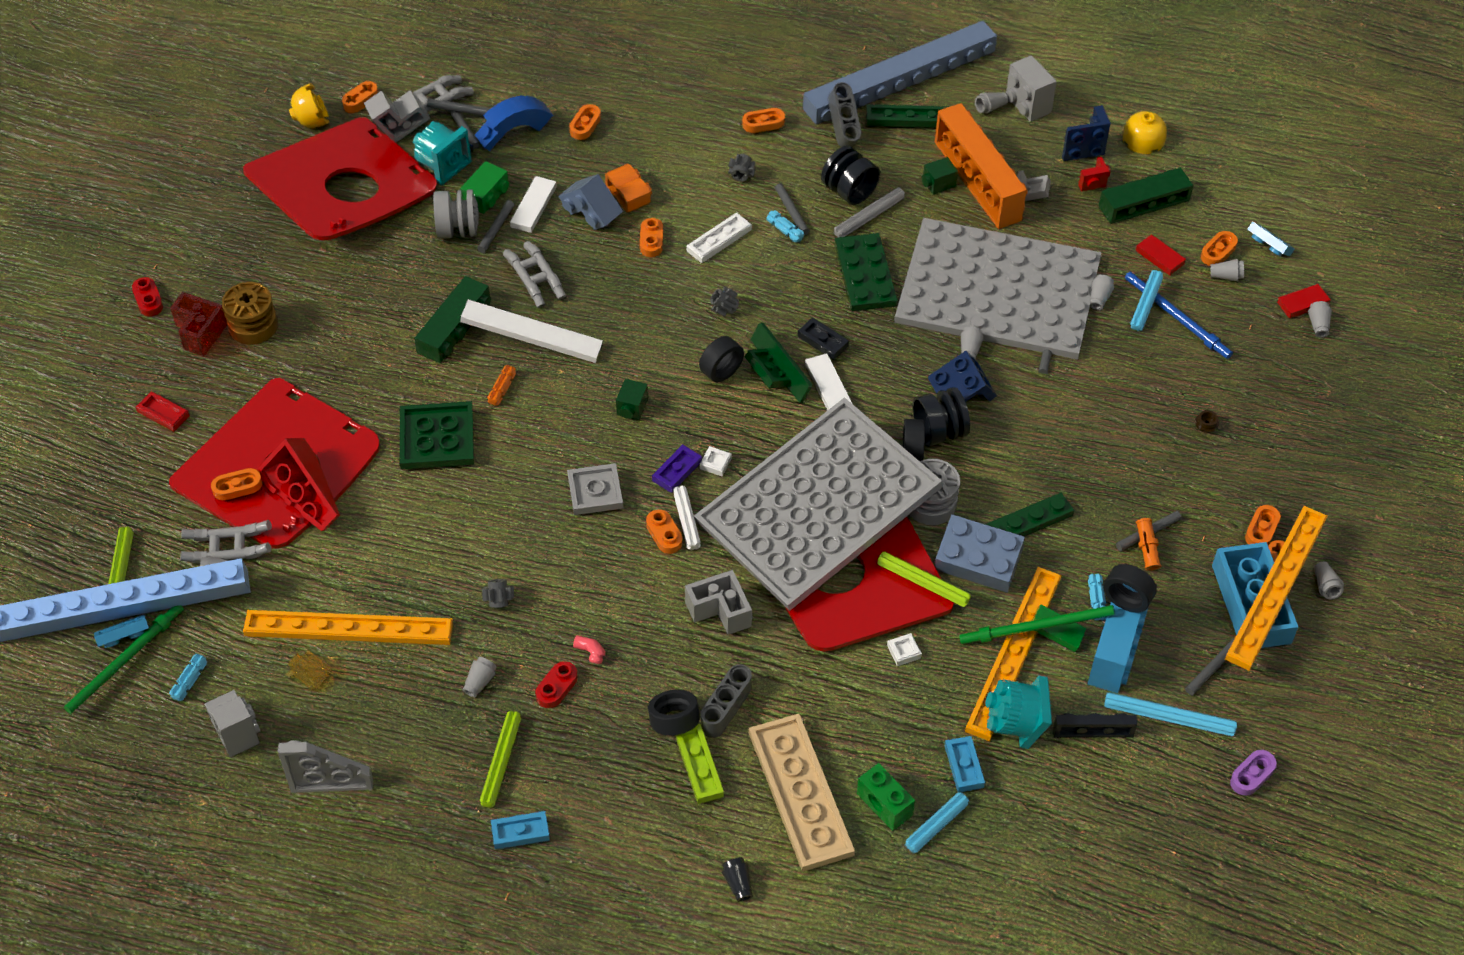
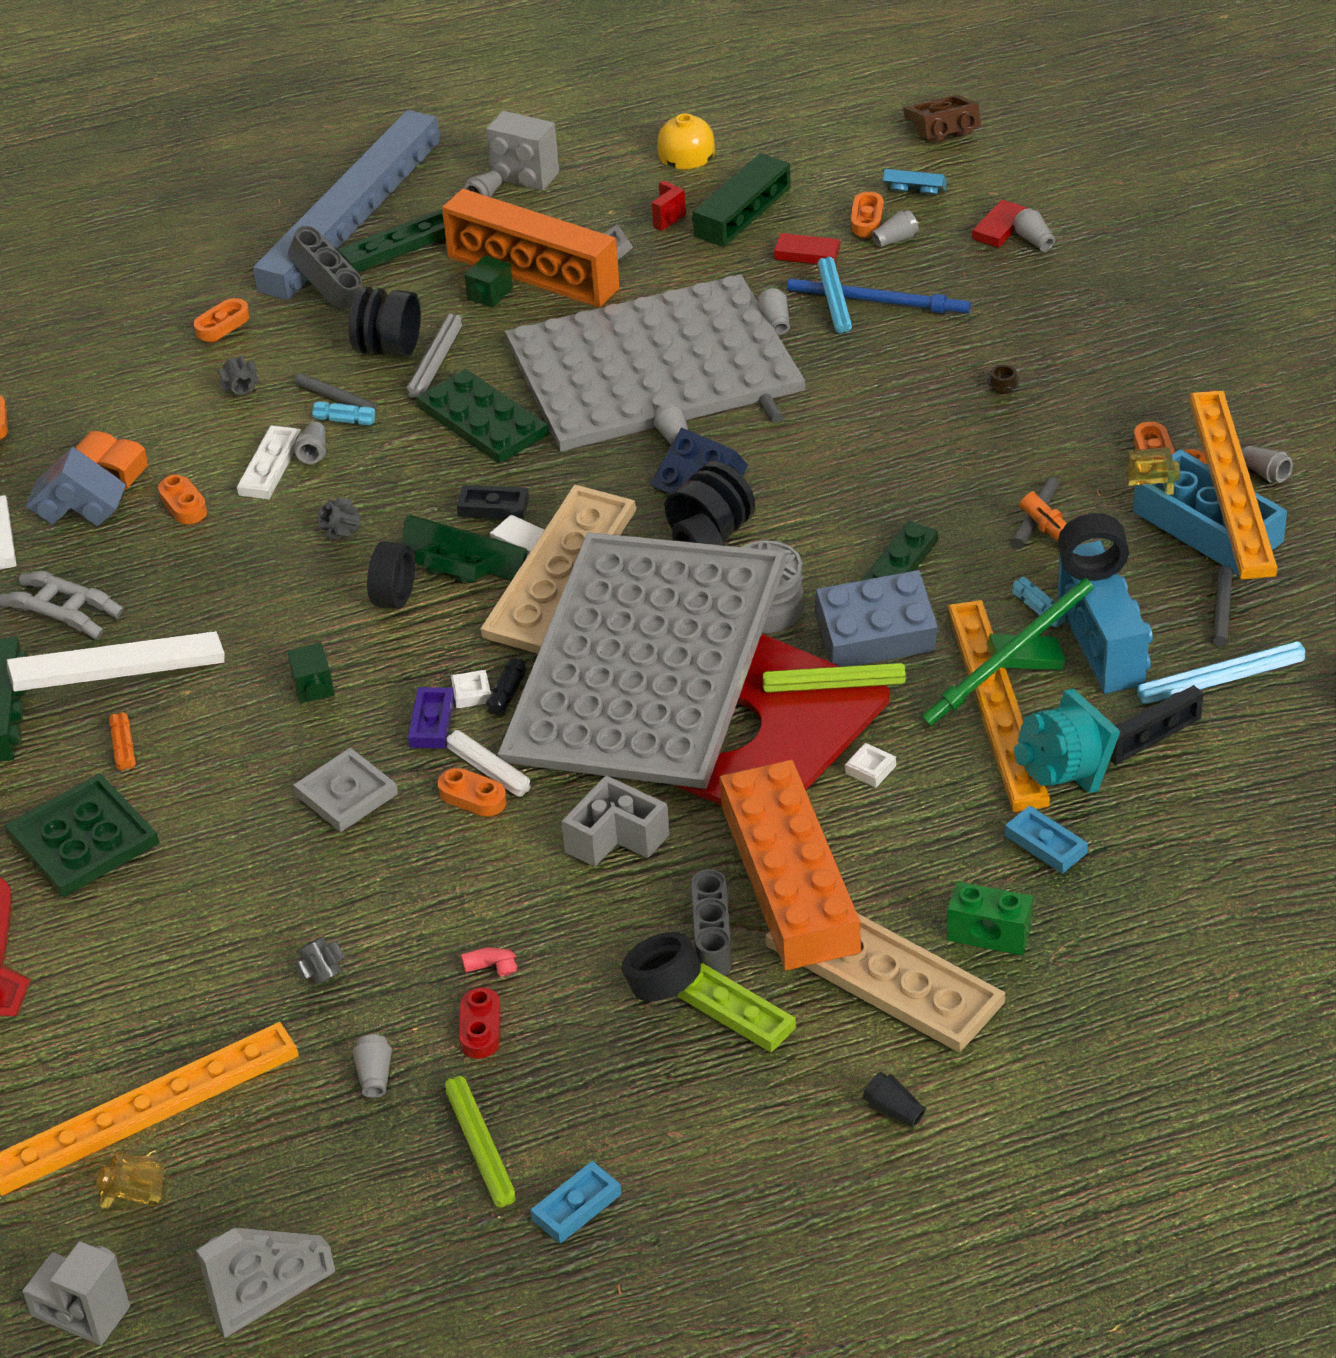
camera: 30 degrees left, 10 degrees down
(735, 471) = (506, 686): none -> black axle
(749, 238) = (311, 444): none -> light grey cone
(791, 692) = (790, 865): none -> orange brick
(861, 385) = (534, 593): none -> tan plate
(936, 822) = (1067, 916): medium azure axle -> none
(1087, 139) = (633, 169): dark blue bracket -> none
(1229, 546) = (1152, 467): none -> clear yellow bracket
(1330, 198) = (944, 116): none -> reddish brown plate

